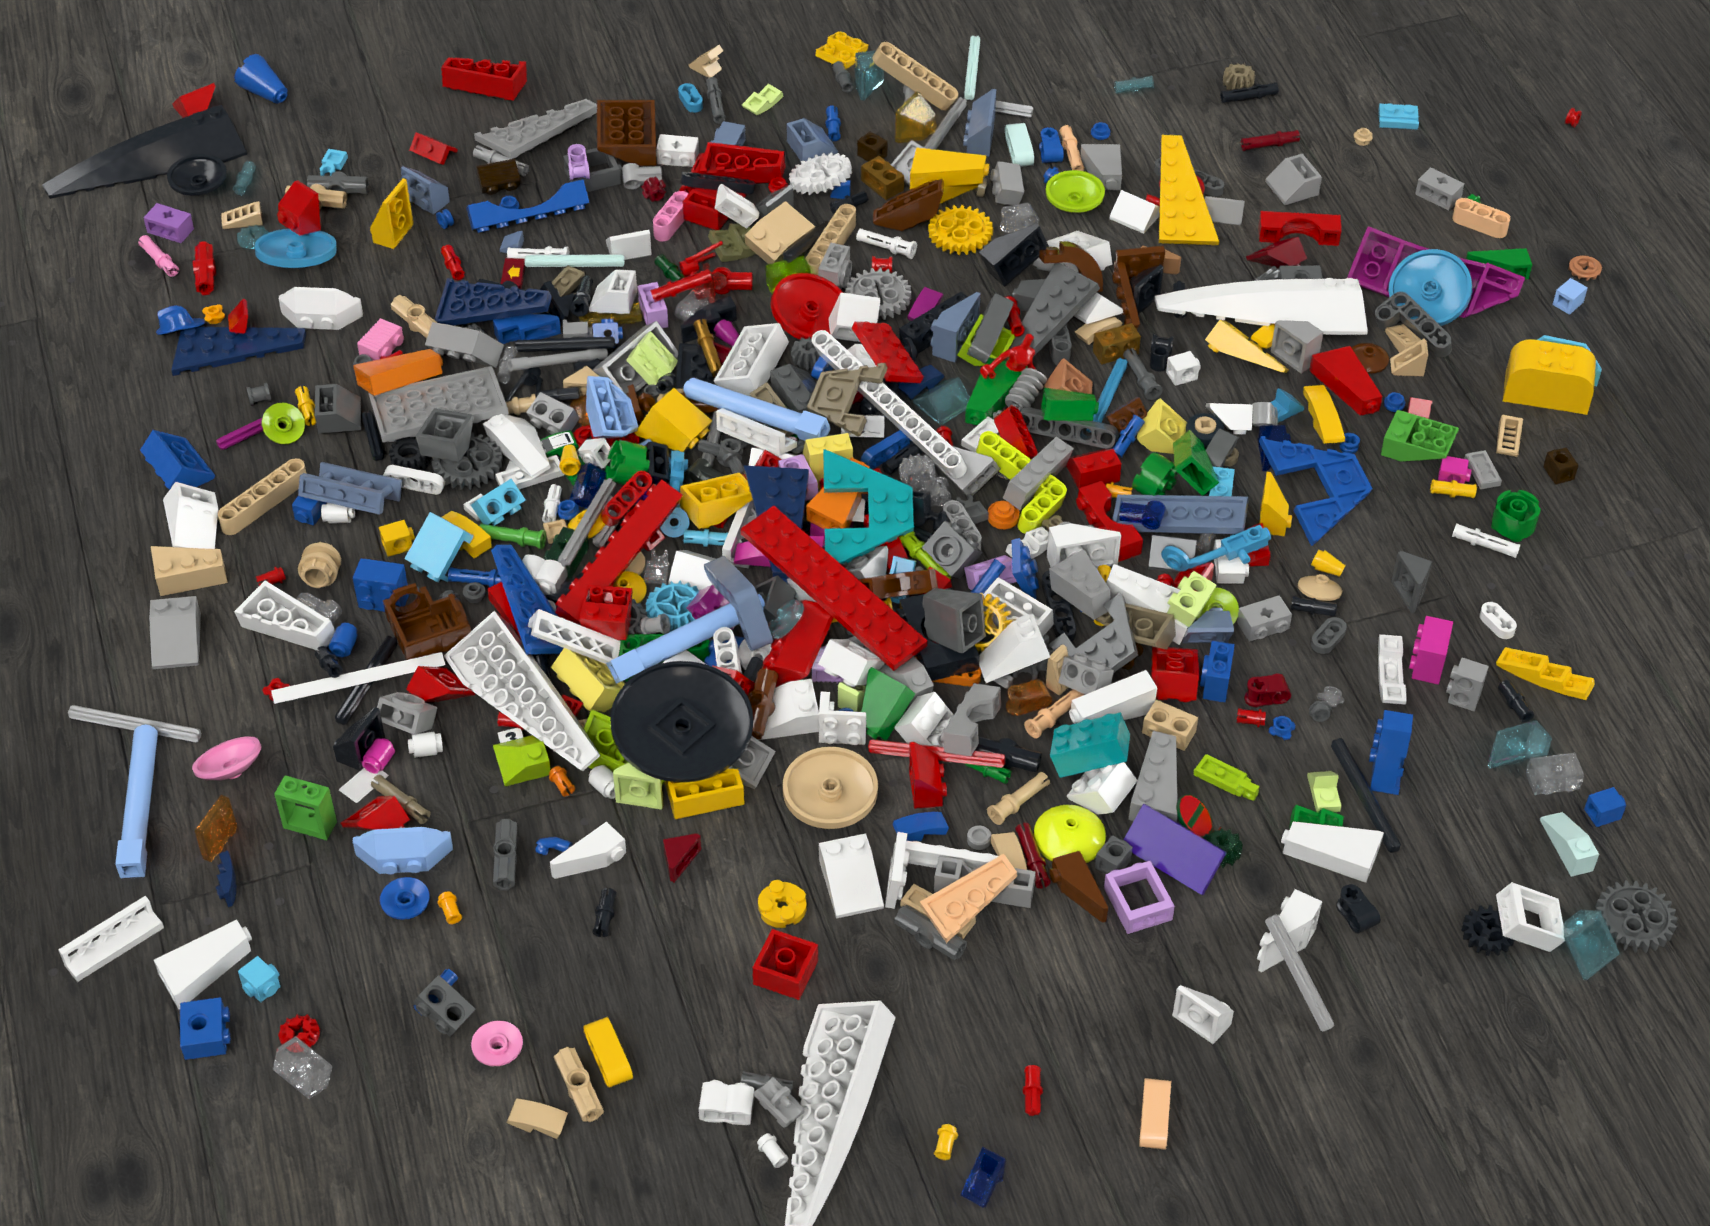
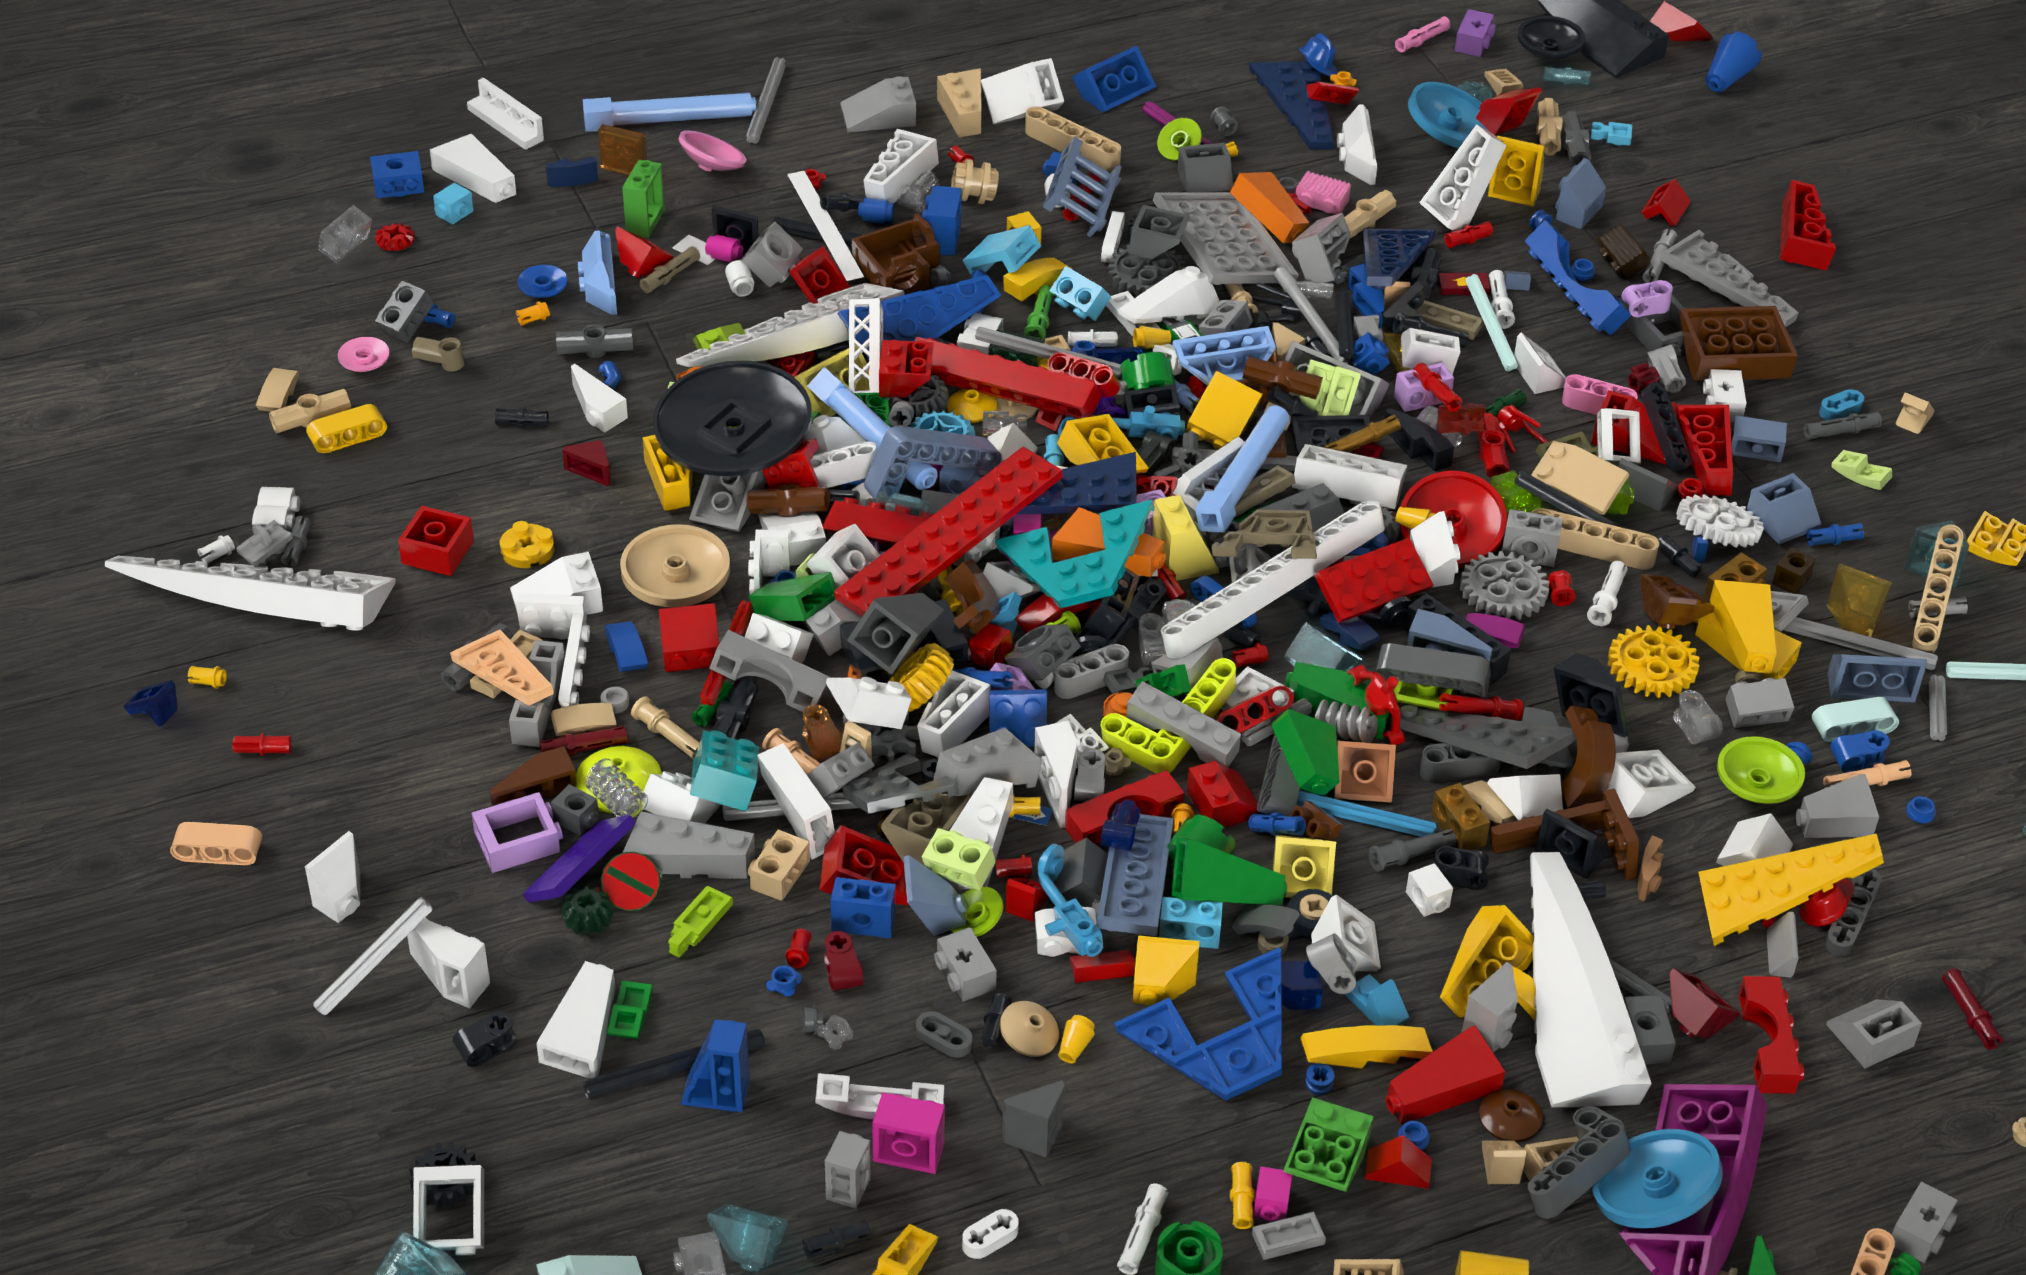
camera: 85 degrees right, 5 degrees down
(204, 268) = (1410, 64): red piece -> none
(414, 248) = (1464, 179): none -> white wedge
(501, 980) = (446, 352): none -> dark tan piece
(646, 378) = (1282, 375): none -> reddish brown piece
(726, 332) = (1403, 453): magenta cone -> none
(820, 320) = (1412, 516): none -> yellow cone
(991, 480) = (1170, 681): none -> green slope
(1108, 818) = (615, 789): none -> clear piece
(1324, 790) = (684, 1021): yellowish green slope -> none

